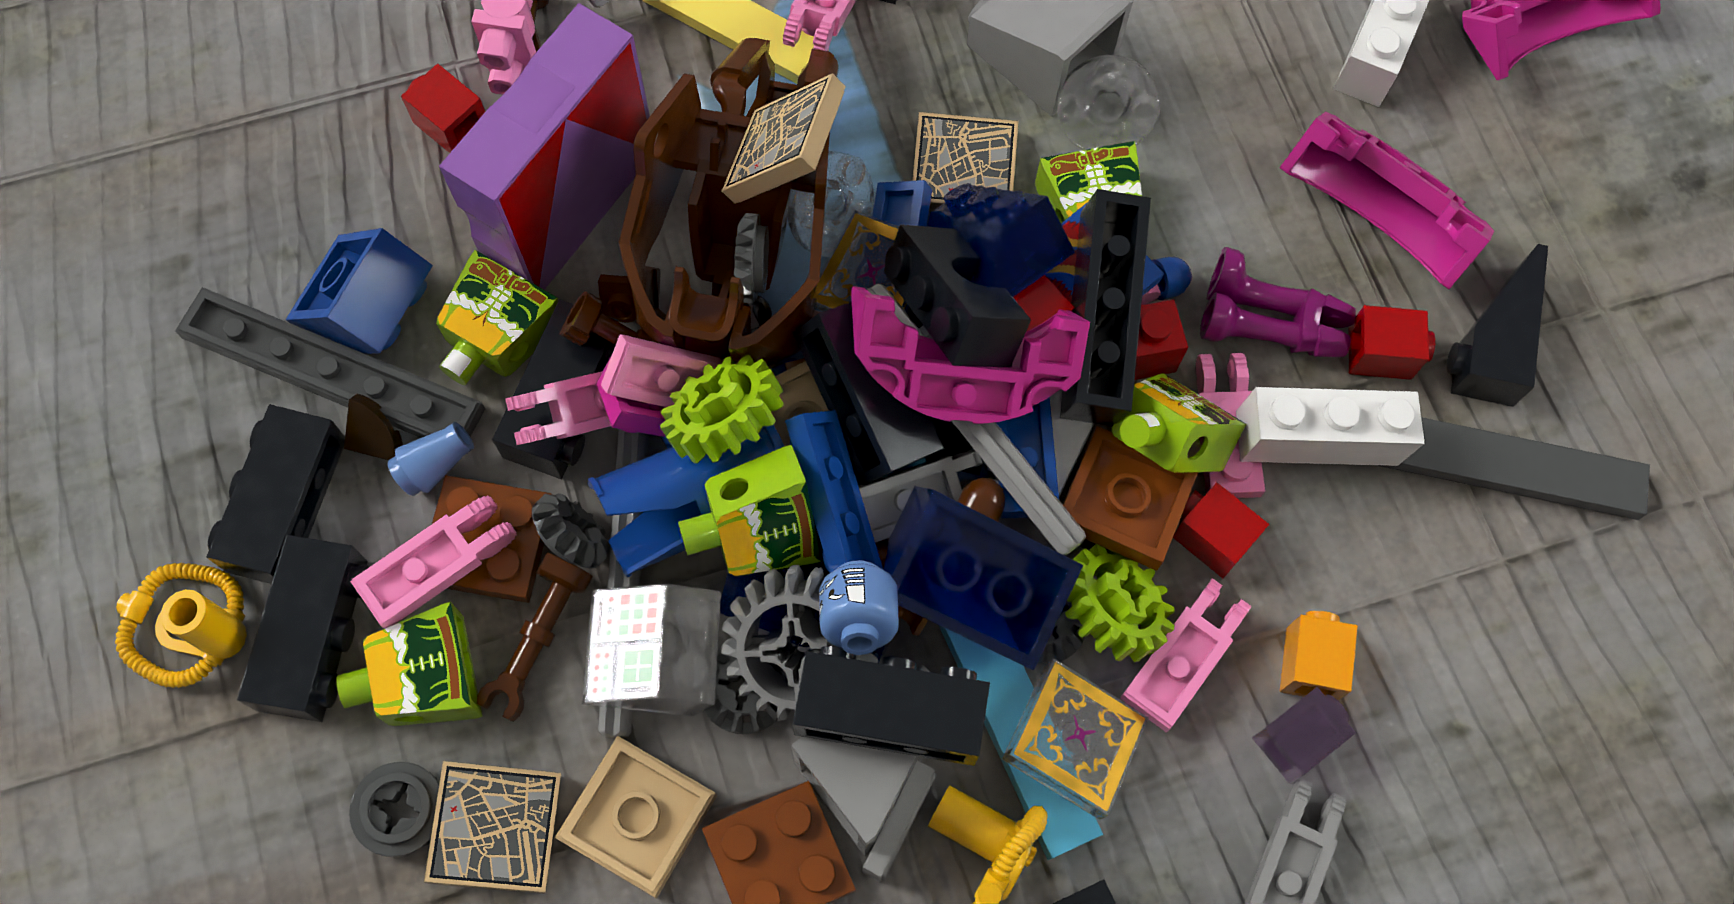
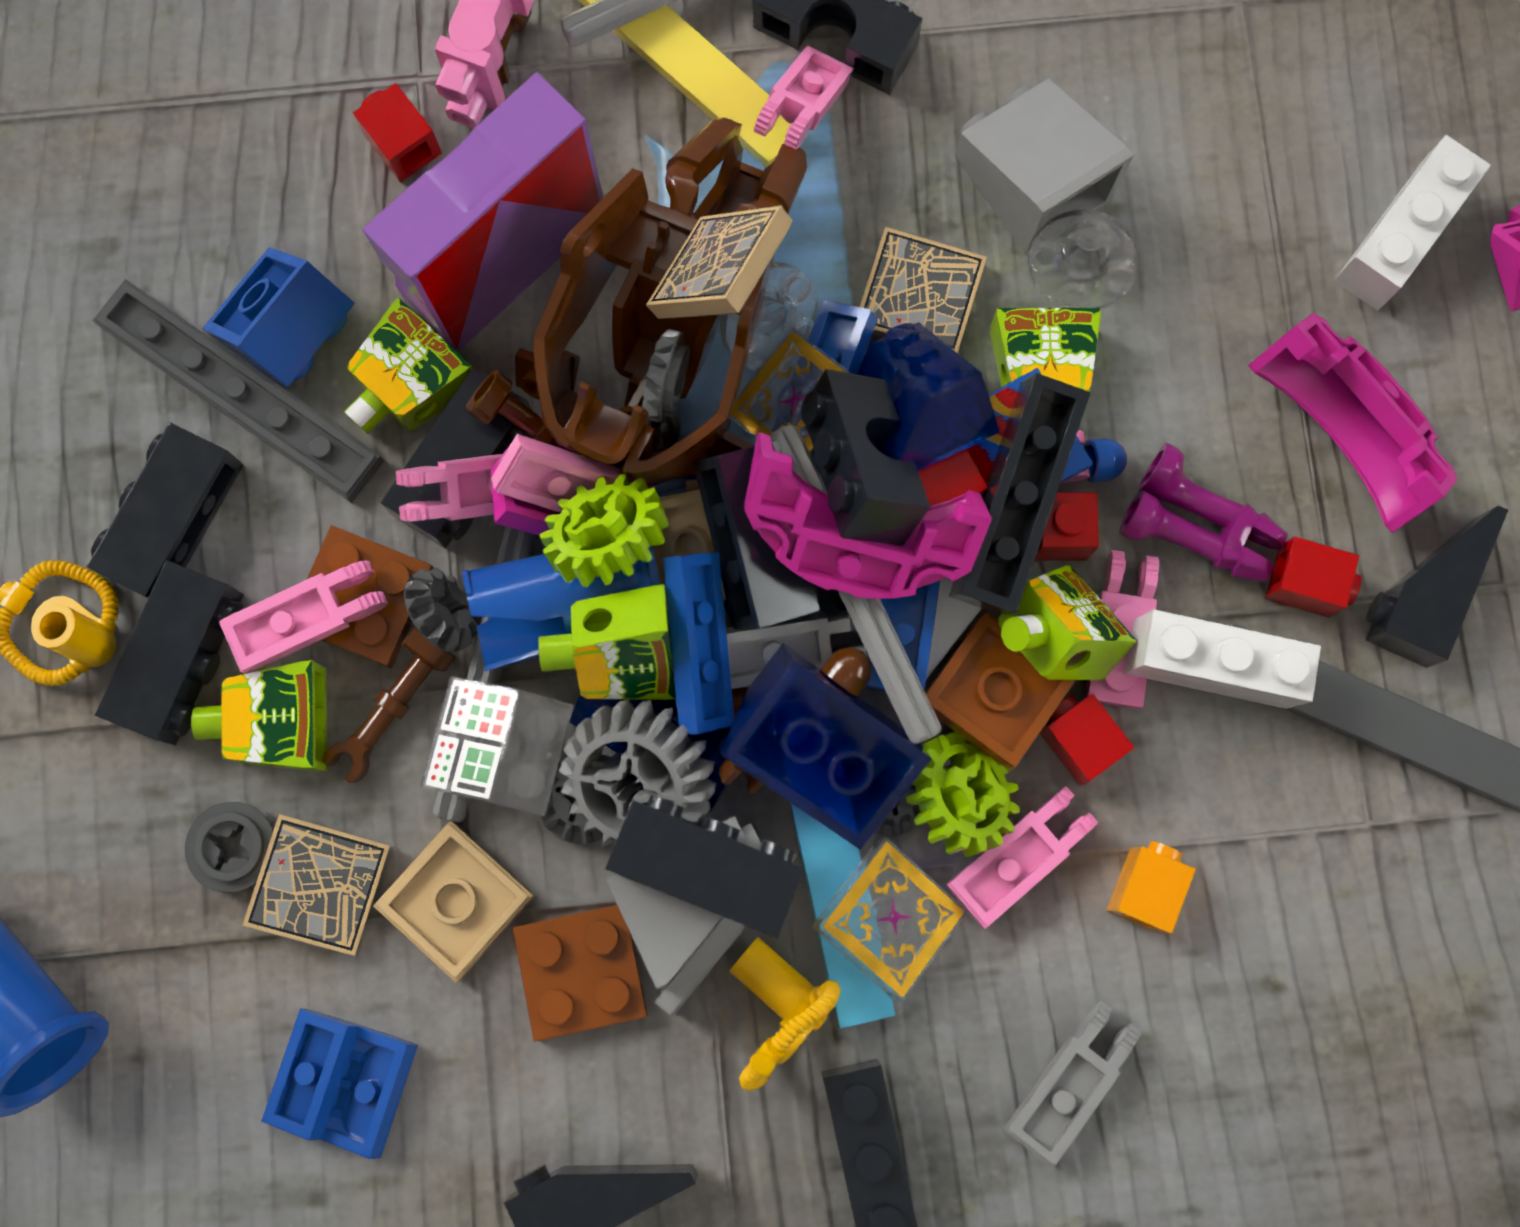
camera: 15 degrees right, 10 degrees up
(369, 429) = (265, 464): dark brown tile -> none
(427, 460) = (315, 507): medium blue cone -> none
(858, 607) = (693, 766): medium blue head -> none
(1305, 734) = (1118, 961): clear purple brick -> none

